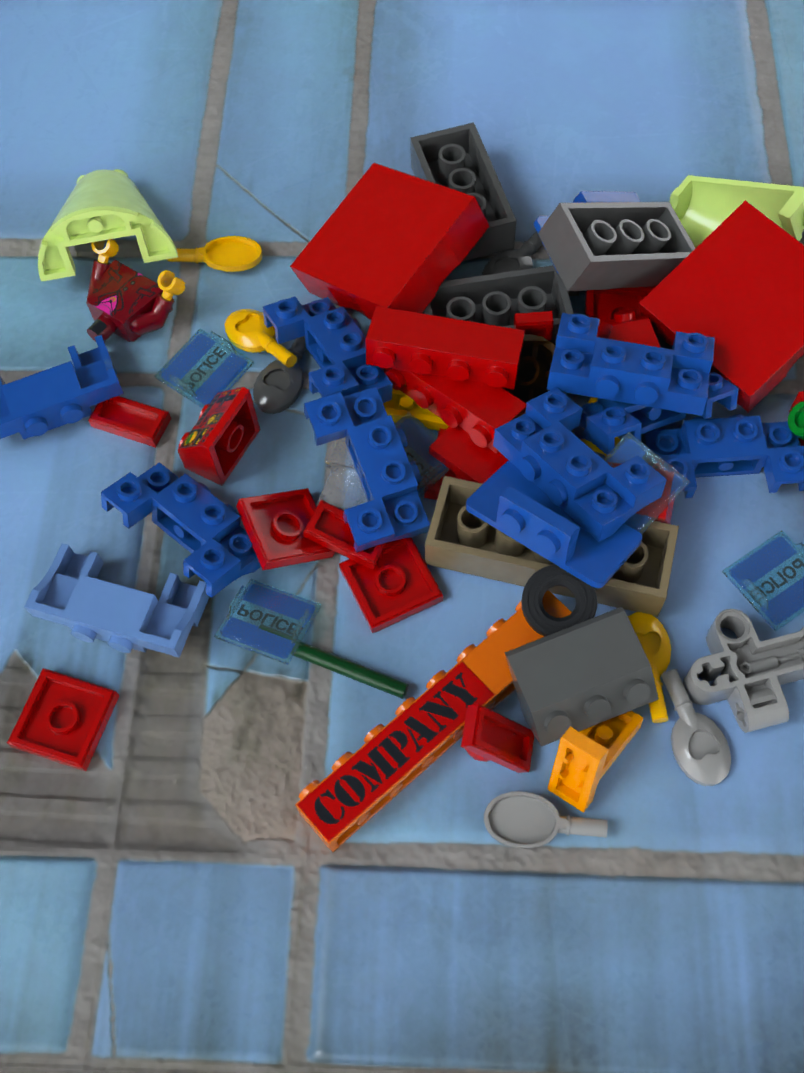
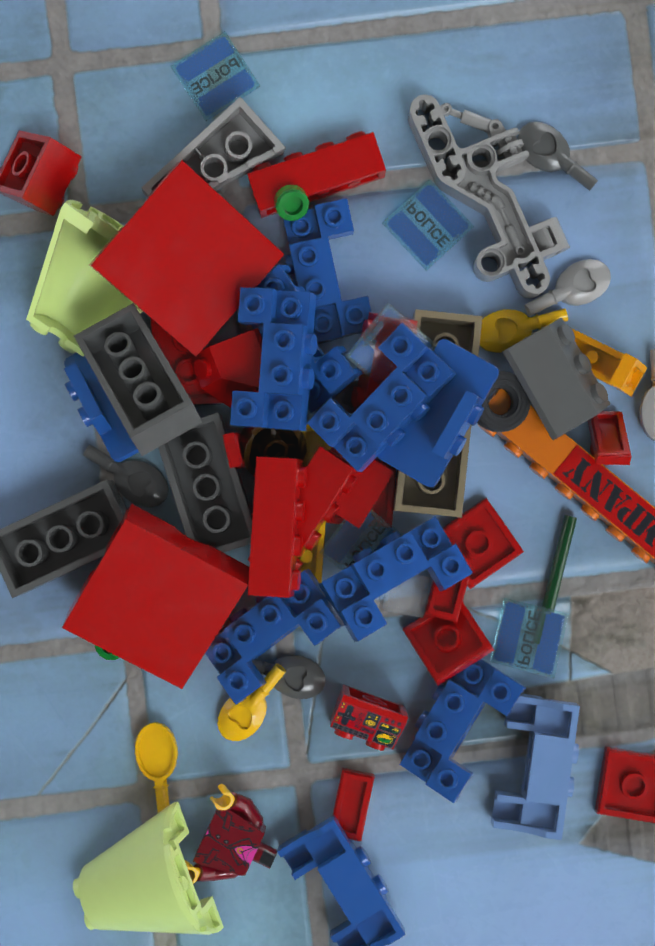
camera: 100 degrees left, 25 degrees up
(204, 368) = (287, 749): clear light blue piece -> none

